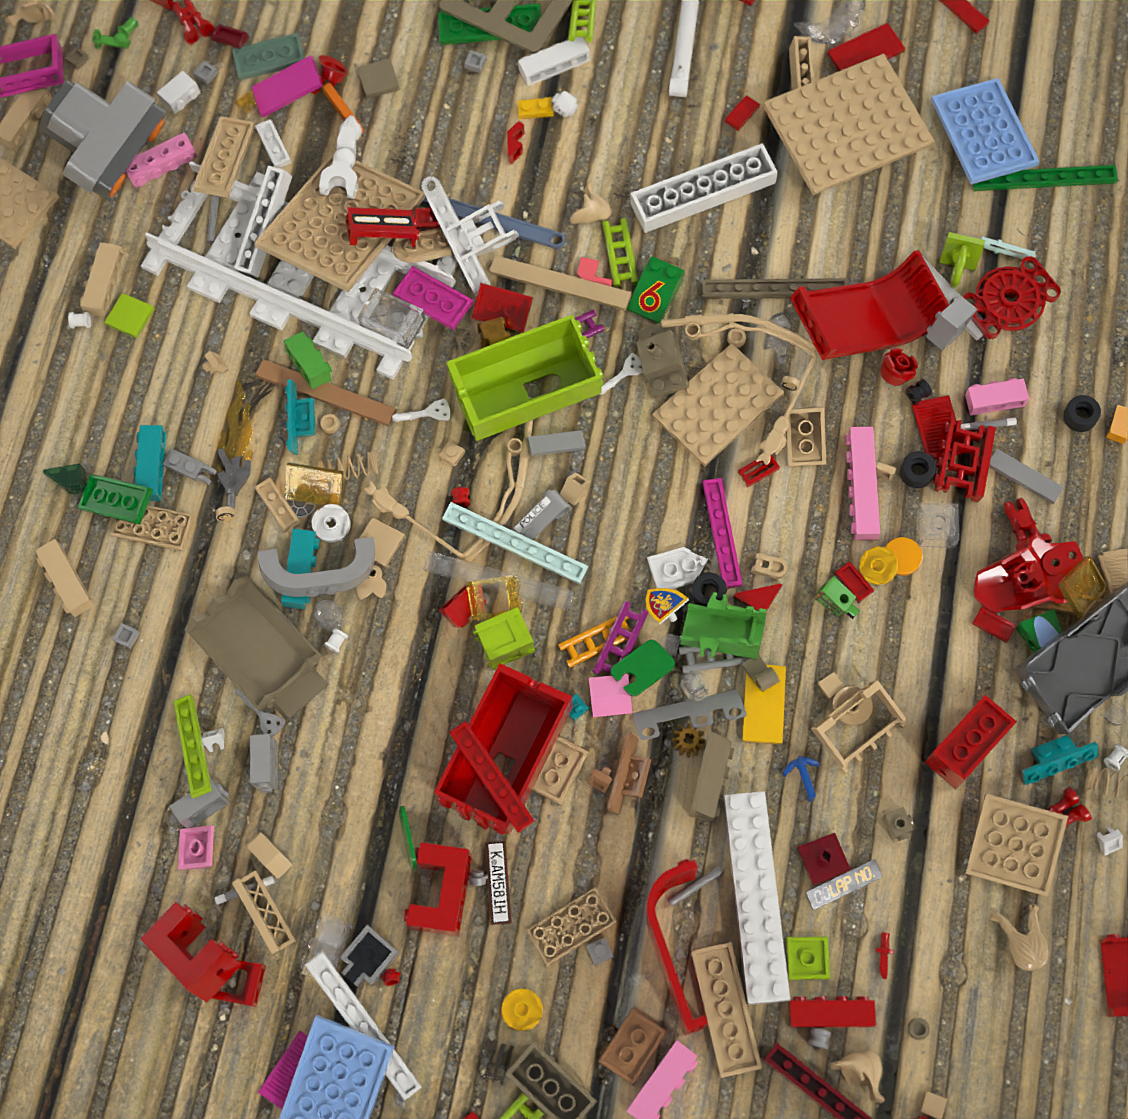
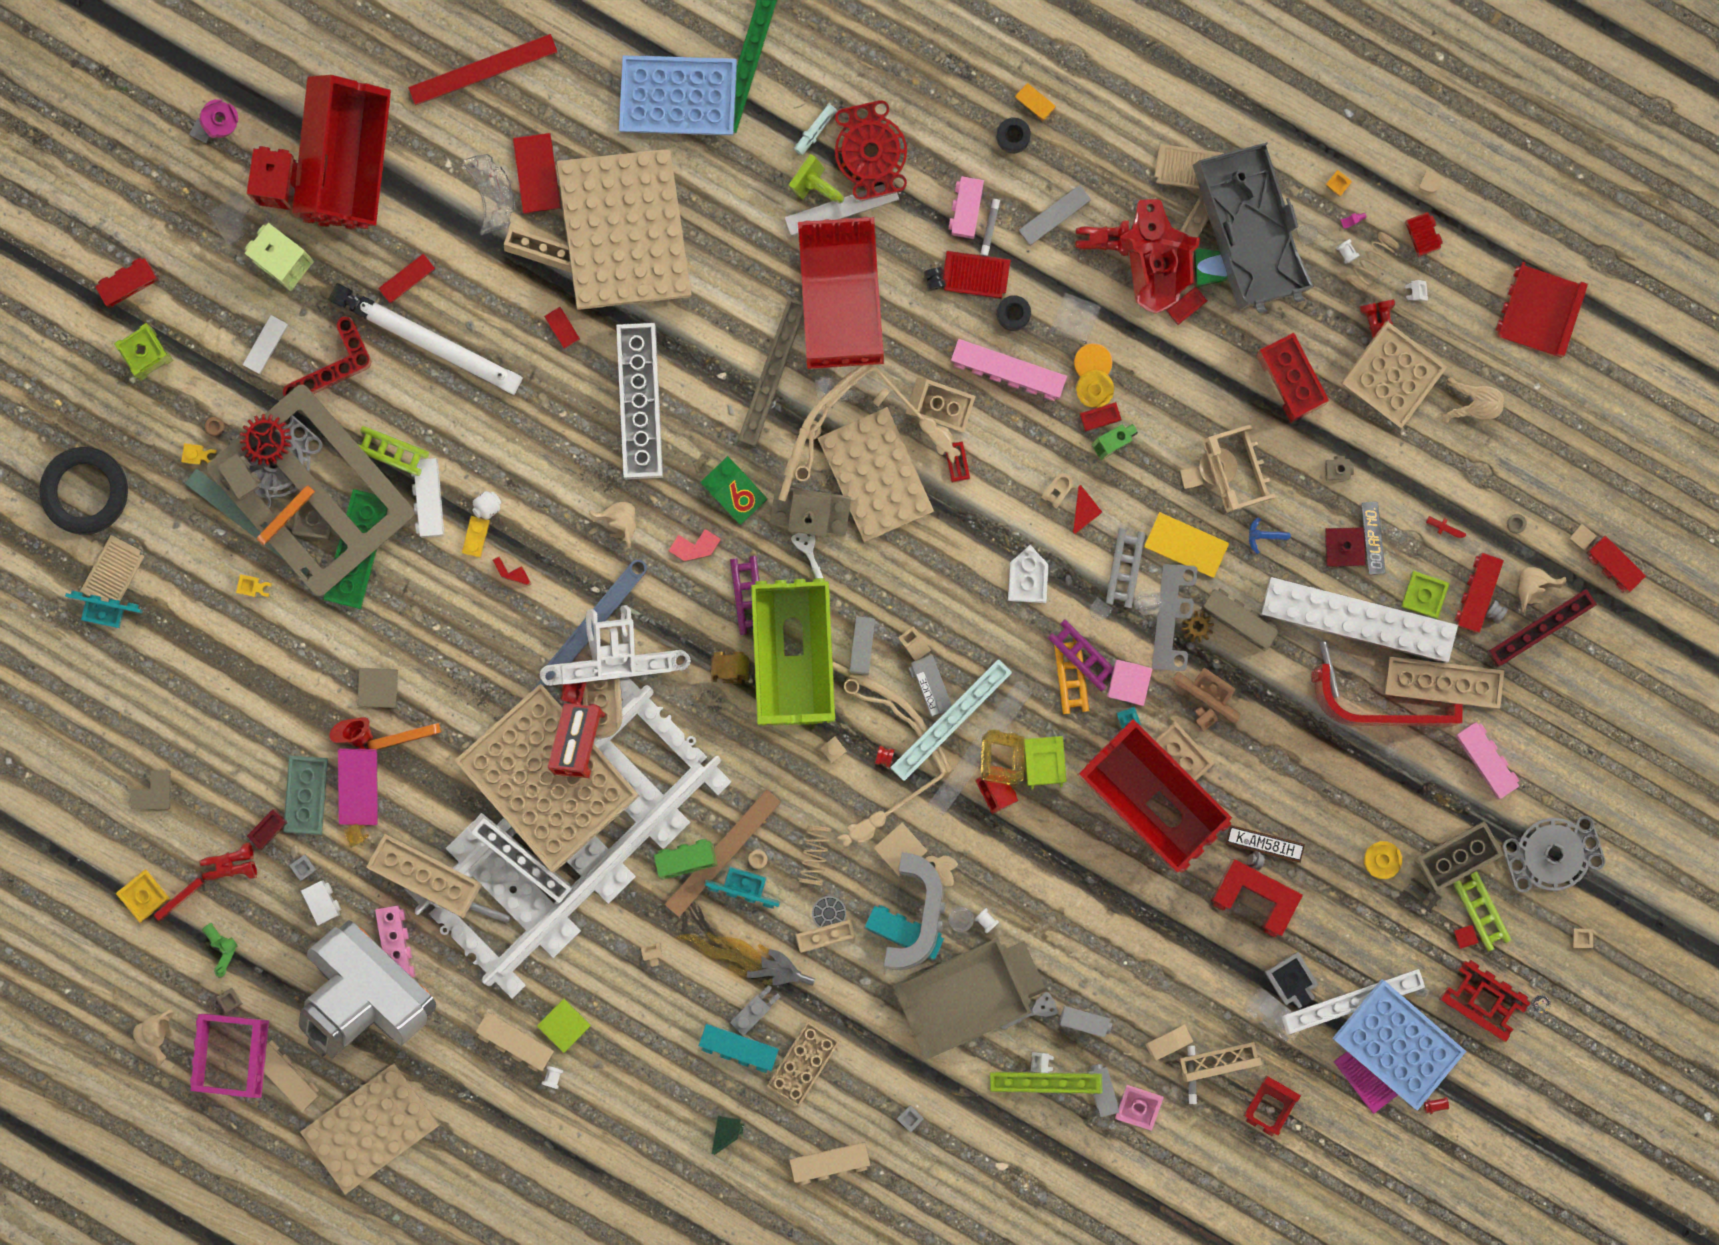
camera: 75 degrees left, 15 degrees up
(115, 499) = (767, 1091): green tile -> none
(198, 974) = (1220, 1154): red piece -> none
(225, 513) = (819, 988): tan tile -> none
(273, 144) = (416, 822): white tile -> none
(313, 484) = (823, 893): clear yellow tile -> none
(324, 515) = (863, 878): white plate -> none
(341, 171) = (480, 754): white piece -> none
(391, 977) = (1316, 966): red plate -> none
(392, 317) = (676, 762): clear brick -> none
(407, 838) = (1200, 911): green piece -> none
(430, 411) = (781, 756): white piece -> none
(434, 297) = (662, 714): dark pink tile -> none
(475, 61) = (397, 580): light grey plate -> none
(492, 777) = (1182, 816): red tile -> none
(498, 302) = (697, 648): red tile -> none
(560, 283) = (690, 582): tan tile -> none
(571, 926) = (1326, 792): tan tile -> none
(600, 951) = (1356, 774): light grey plate -> none
(629, 258) = (668, 499): lime bar -> none
(633, 1046) = (1447, 774): medium nougat tile -> none
(647, 664) = (1113, 638): green piece -> none
(663, 603) = (1062, 602): shield -> none
(707, 579) = (1074, 555): black tyre -> none
(722, 532) = (1008, 520): dark pink tile -> none
(724, 628) = (1107, 557): bright green piece -> none
(760, 673) = (1159, 538): dark tan panel -> none
(885, 471) = (1004, 344): tan tile -> none
(898, 367) = (905, 288): red cone -> none
(951, 322) = (882, 219): light grey container -> none
(979, 460) = (1027, 252): red fence -> none
(1057, 757) = (1327, 303): teal bracket -> none
(1083, 586) = (1185, 213): clear yellow tile -> none

